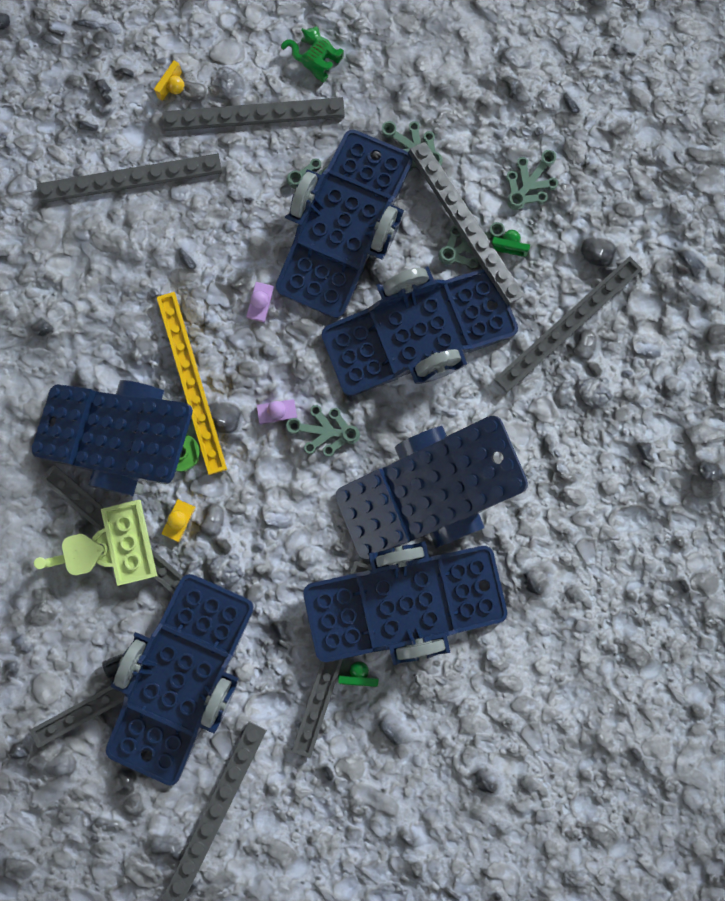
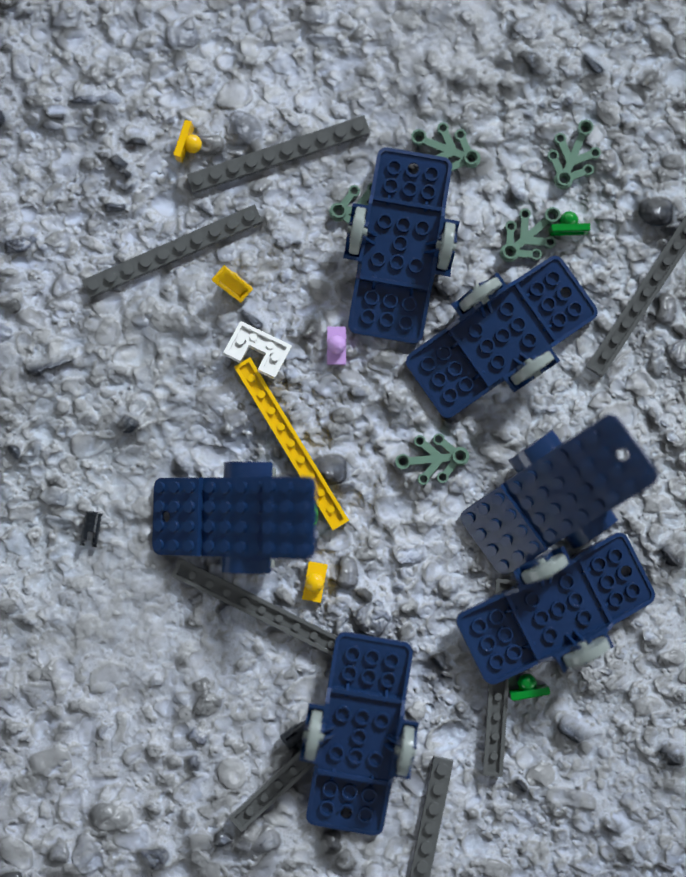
camera: 10 degrees left, 5 degrees up
(124, 547) = (271, 618): yellowish green plate -> none
(176, 219) = (232, 283): none -> yellow tile
(198, 289) = (250, 337): none -> white plate
(276, 411) = (382, 451): lavender tile -> none
(315, 56) = (325, 80): green animal -> none
(466, 223) = (520, 216): plate -> none

